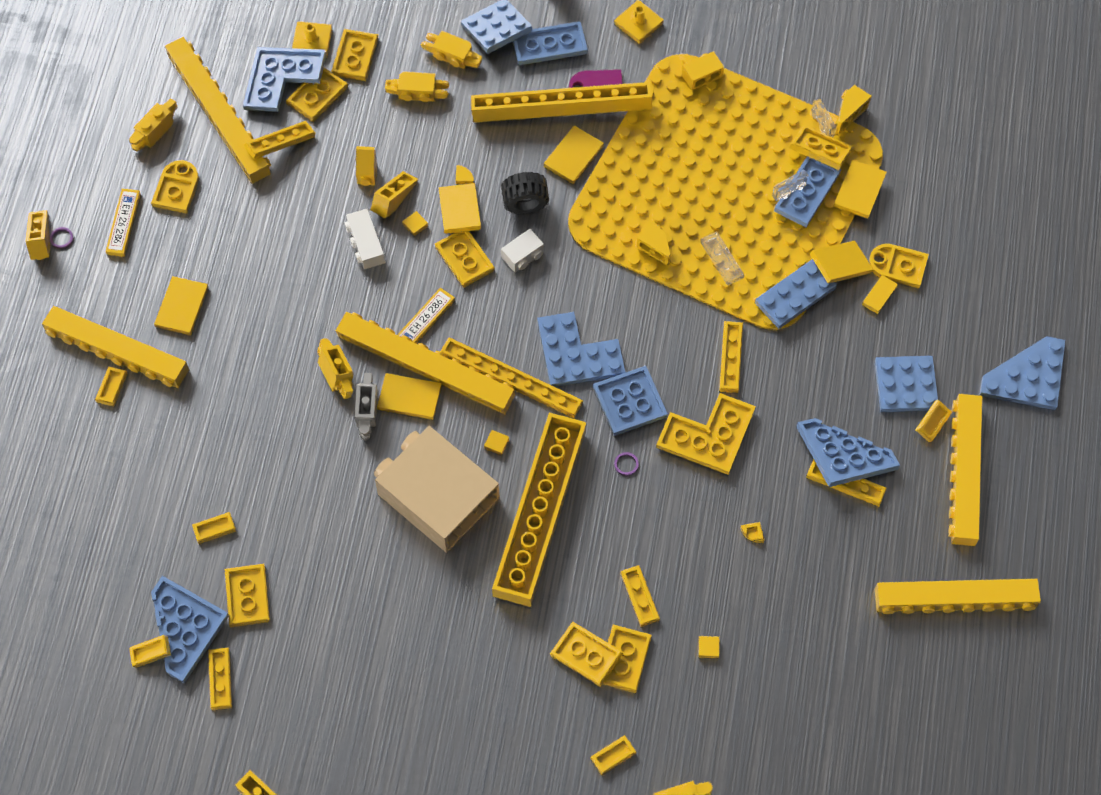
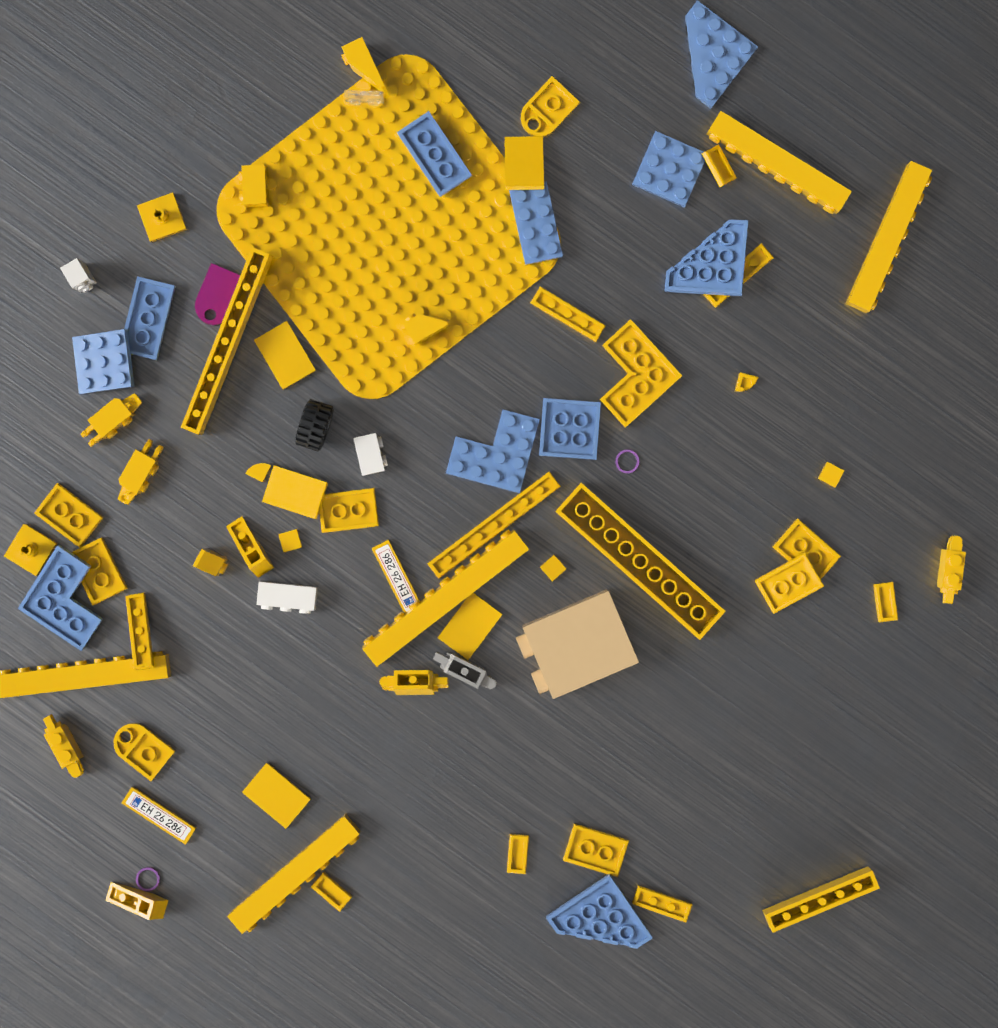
camera: 65 degrees left, 25 degrees up
(150, 651) = (611, 955): yellow tile -> none
(640, 596) = (756, 510): yellow tile -> none
(722, 258) = (466, 272): clear tile -> none
(789, 185) = (429, 178): clear plate -> none
(821, 147) = (395, 116): yellow tile -> none
(860, 189) = (455, 102): yellow tile -> none
(879, 294) = (570, 143): yellow tile -> none

